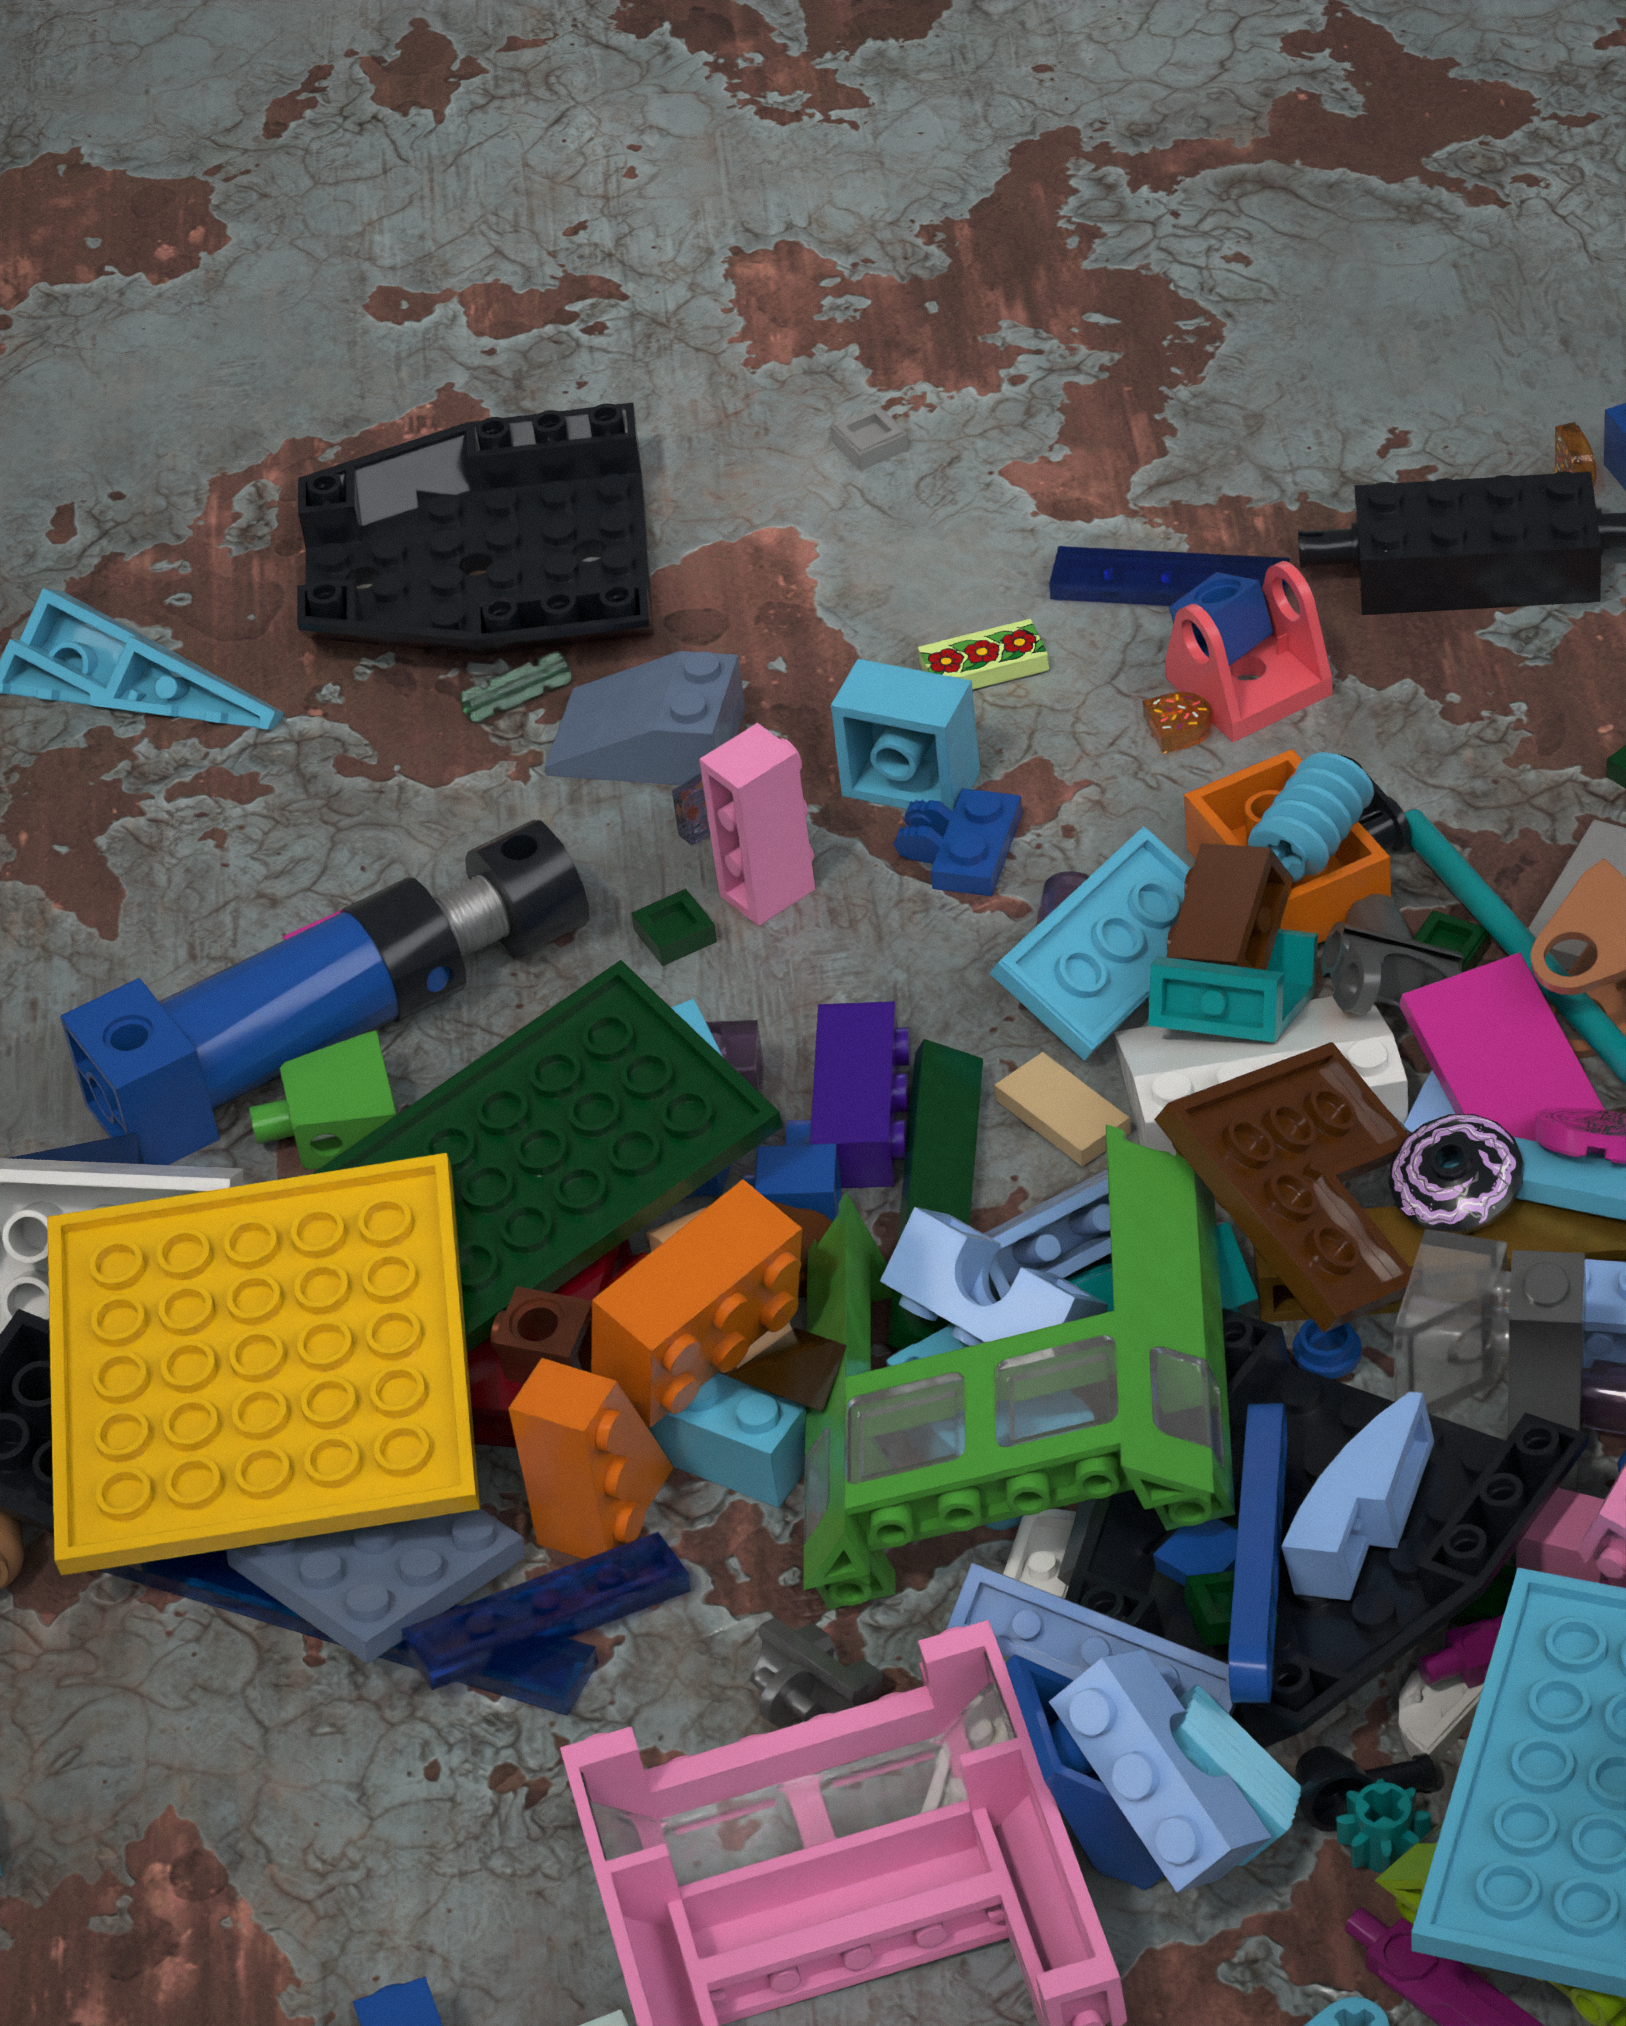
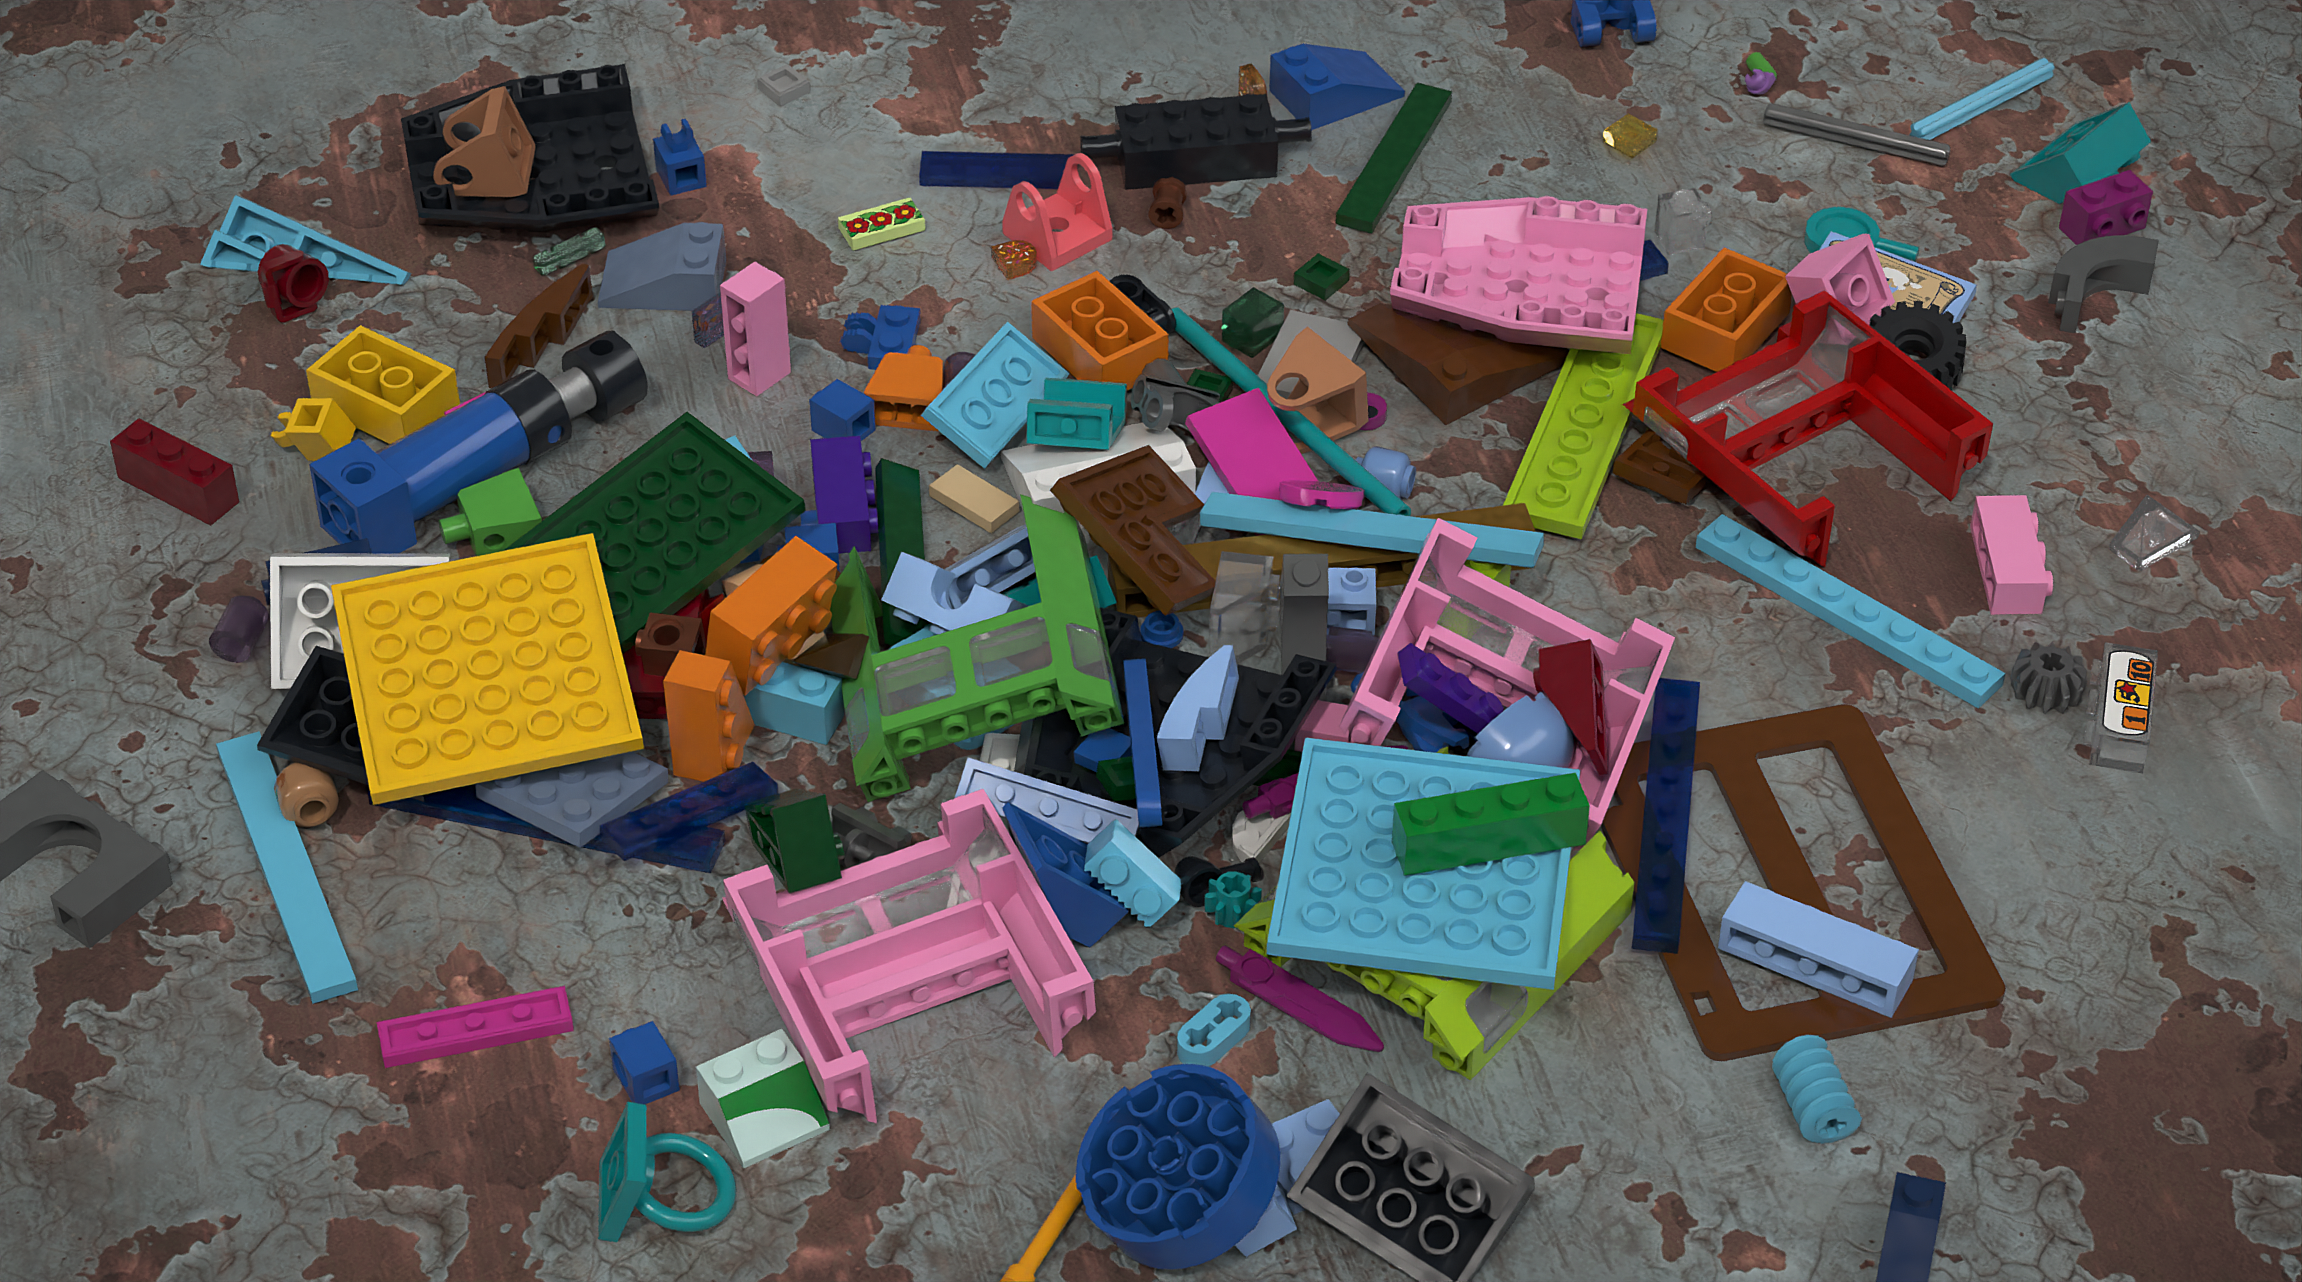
camera: 15 degrees left, 0 degrees up
(96, 952) = (315, 427): none -> yellow brick
(109, 717) = (294, 278): none -> dark red piece
(164, 1954) = (475, 1026): none -> dark pink tile
(201, 889) = (383, 384): none -> yellow brick
(426, 538) = (496, 157): none -> nougat hose
(457, 795) = (542, 321): none -> reddish brown slope
(674, 927) = (702, 398): dark green tile -> none
(694, 1678) = (796, 838): none -> dark green wedge
(695, 551) = (679, 160): none -> blue brick
(877, 961) = (842, 412): none -> blue brick
(904, 735) = (841, 271): medium azure brick -> none
(975, 923) = (905, 388): none -> orange torso
(1185, 1818) = (1080, 845): light blue arch -> none
(1231, 907) = (1072, 366): reddish brown brick -> none
(1236, 609) = (1049, 182): blue brick -> none
(1314, 813) = (1117, 310): medium azure piece -> none
(1419, 649) = (1167, 209): none -> copper bush
(1461, 1196) = (1238, 533): dish -> none
(1530, 838) = (1252, 322): none -> clear green brick

